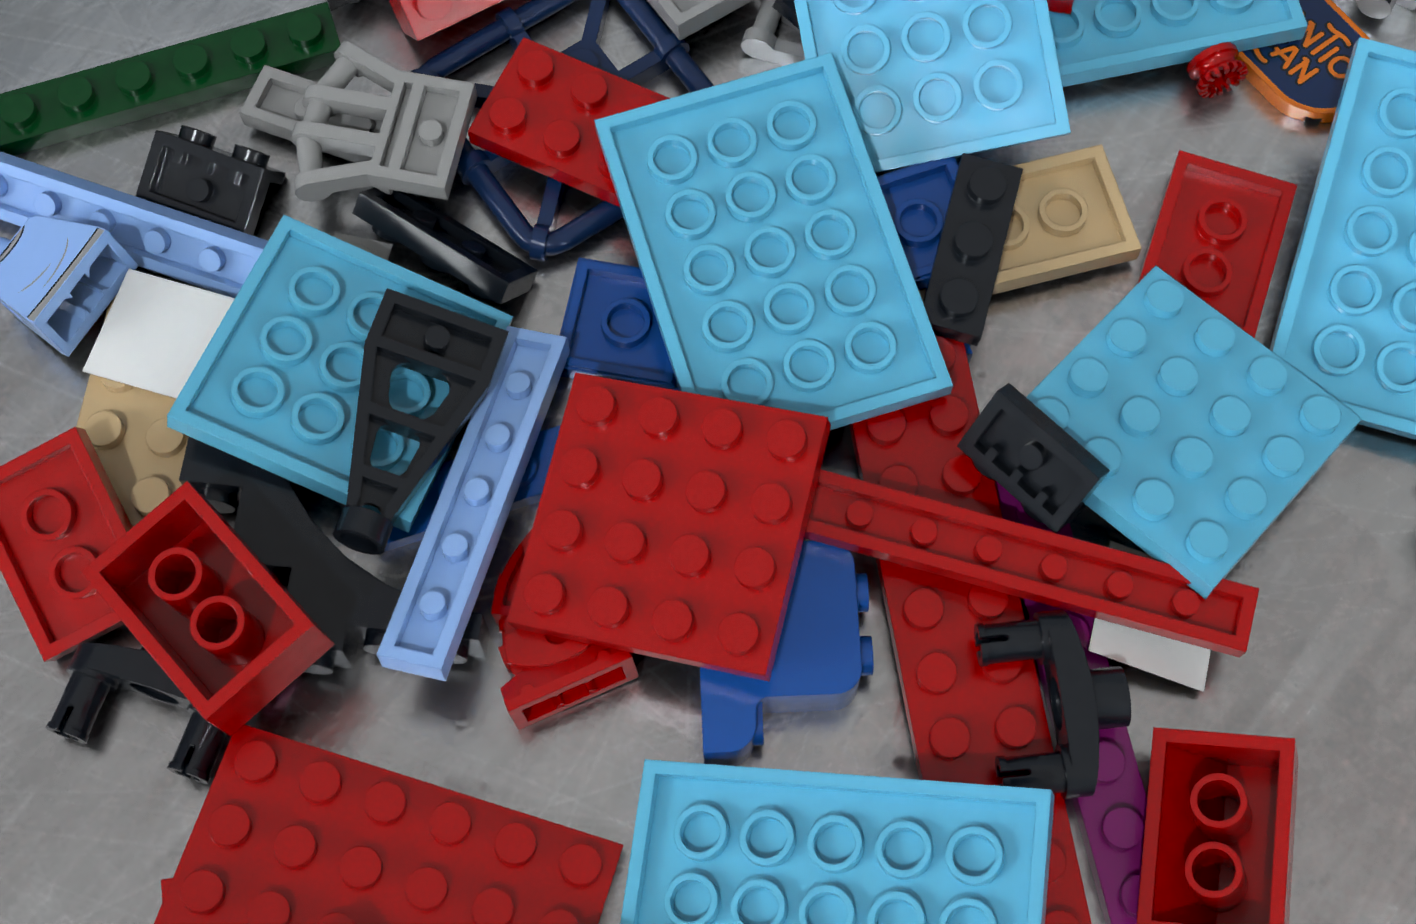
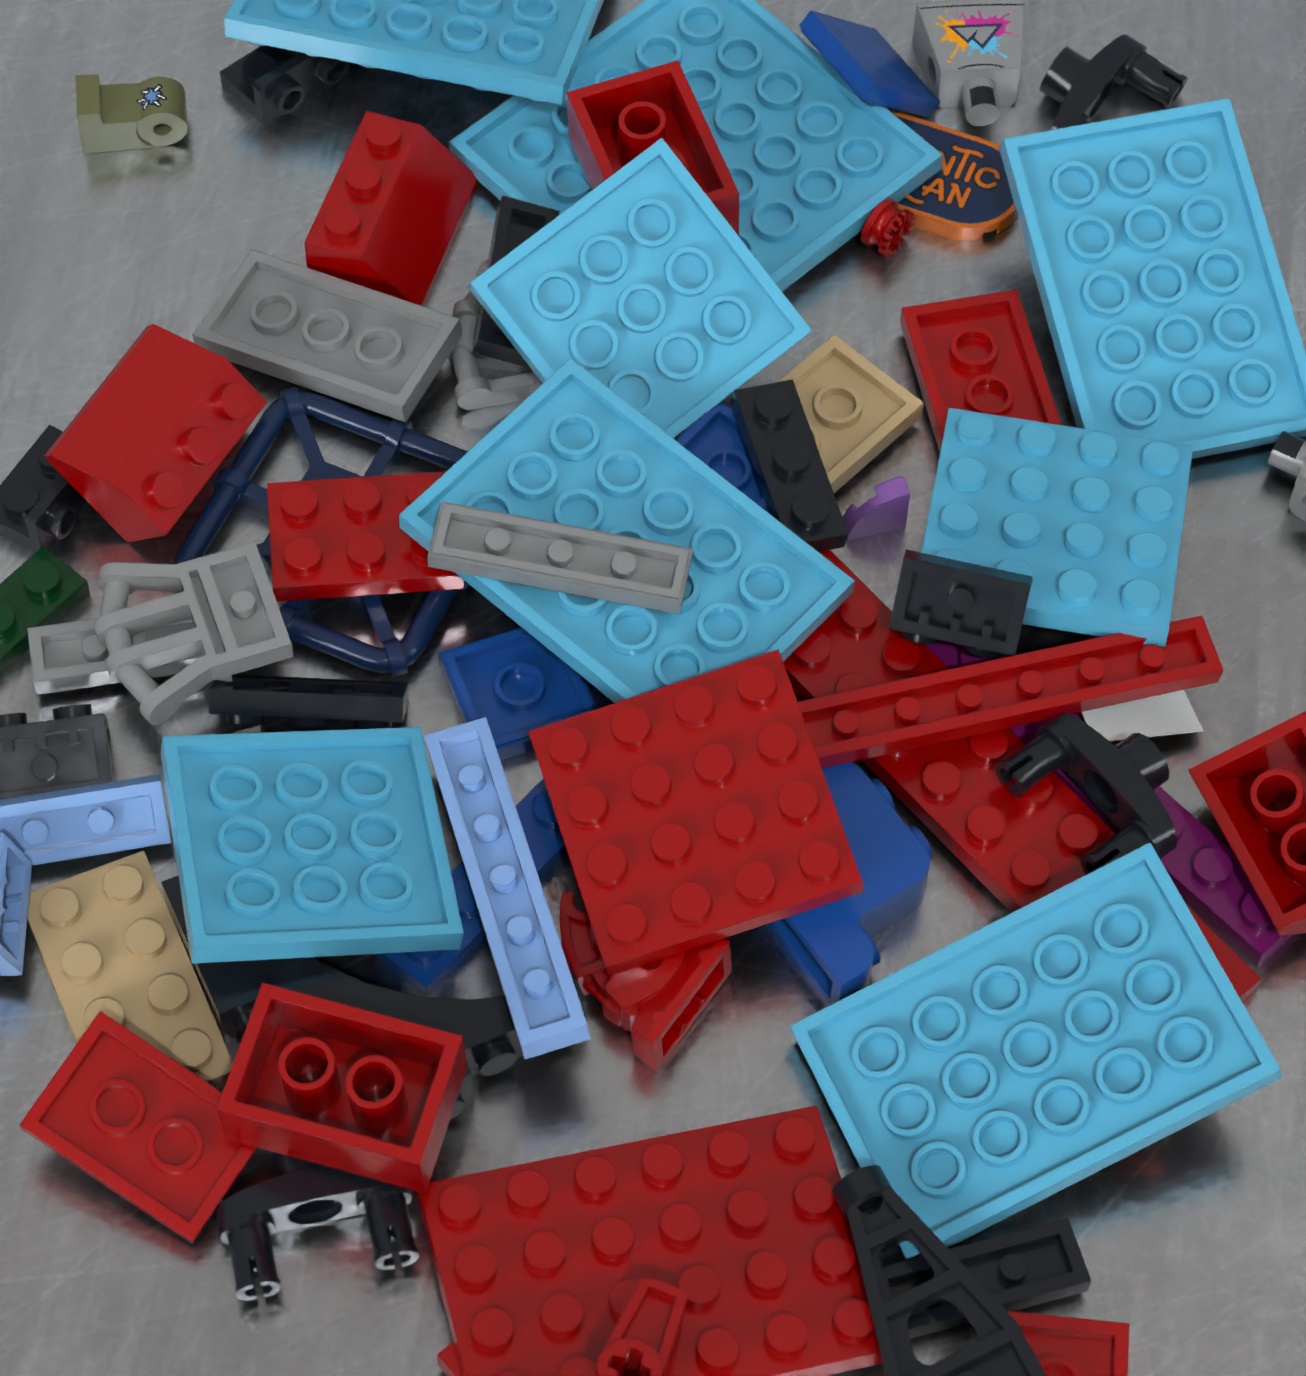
camera: 35 degrees left, 10 degrees down
(156, 333) = (101, 909): white sticker -> none
(436, 345) = (389, 774): black plate -> none
(703, 230) = (560, 557): none -> light grey tile
(1037, 330) = (880, 513): none -> medium lavender tile

